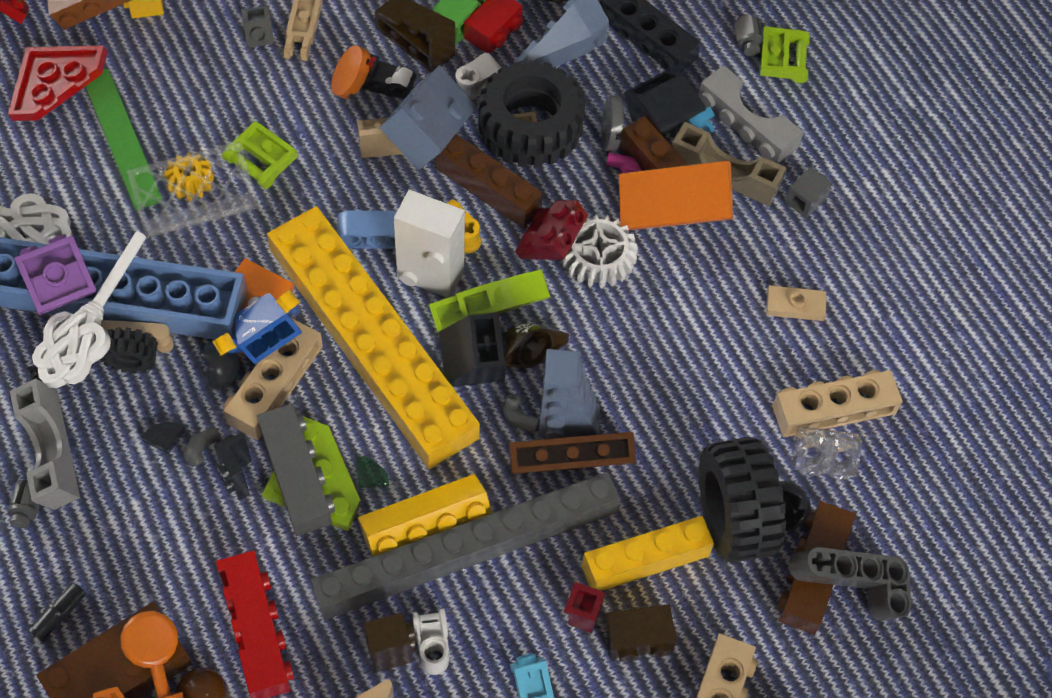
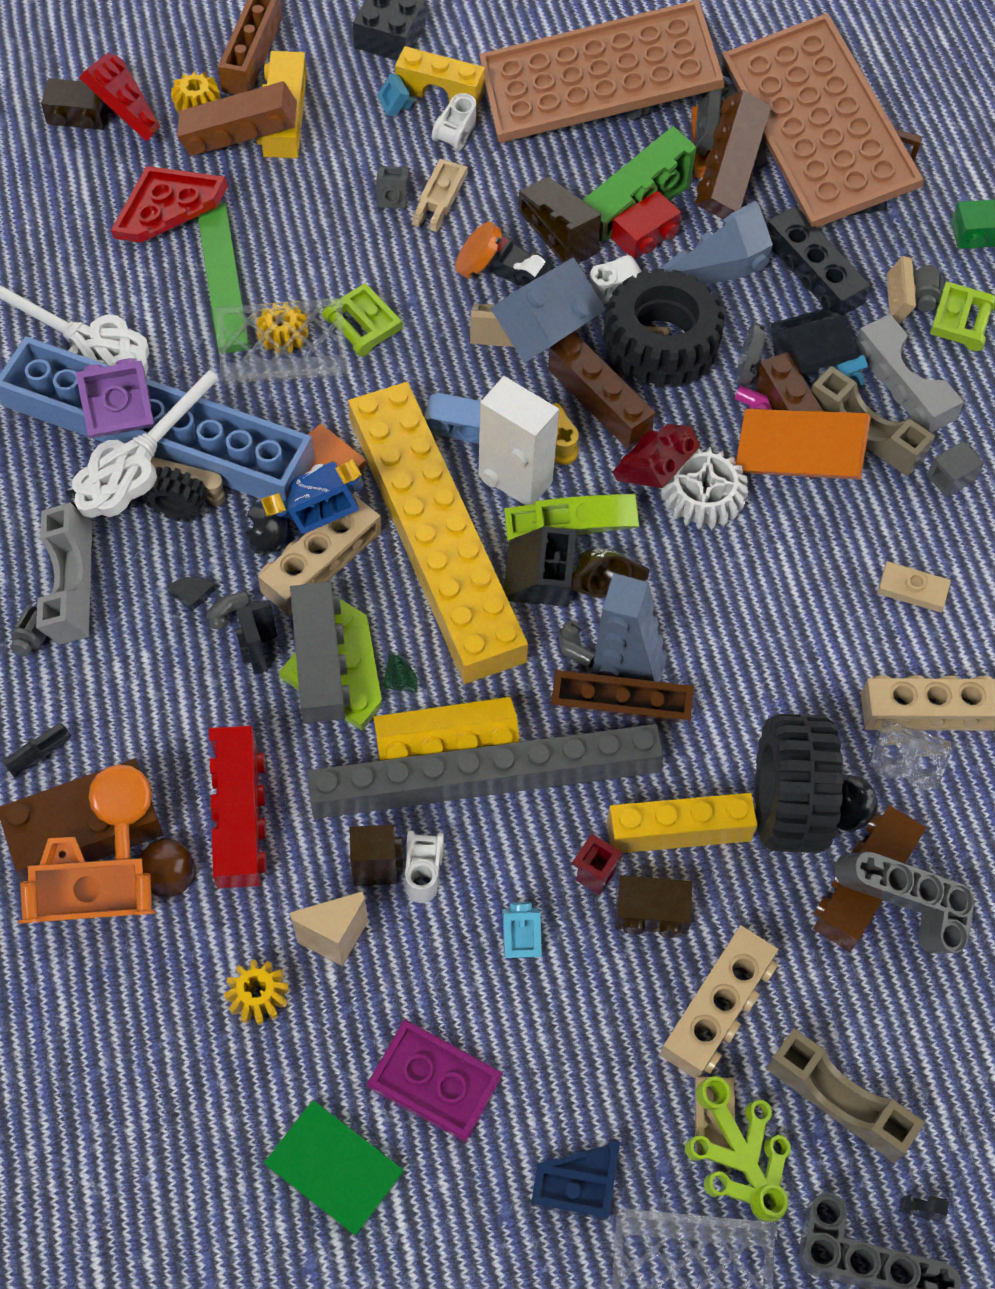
camera: 15 degrees right, 0 degrees up
(727, 40) = (901, 289): none -> tan plate

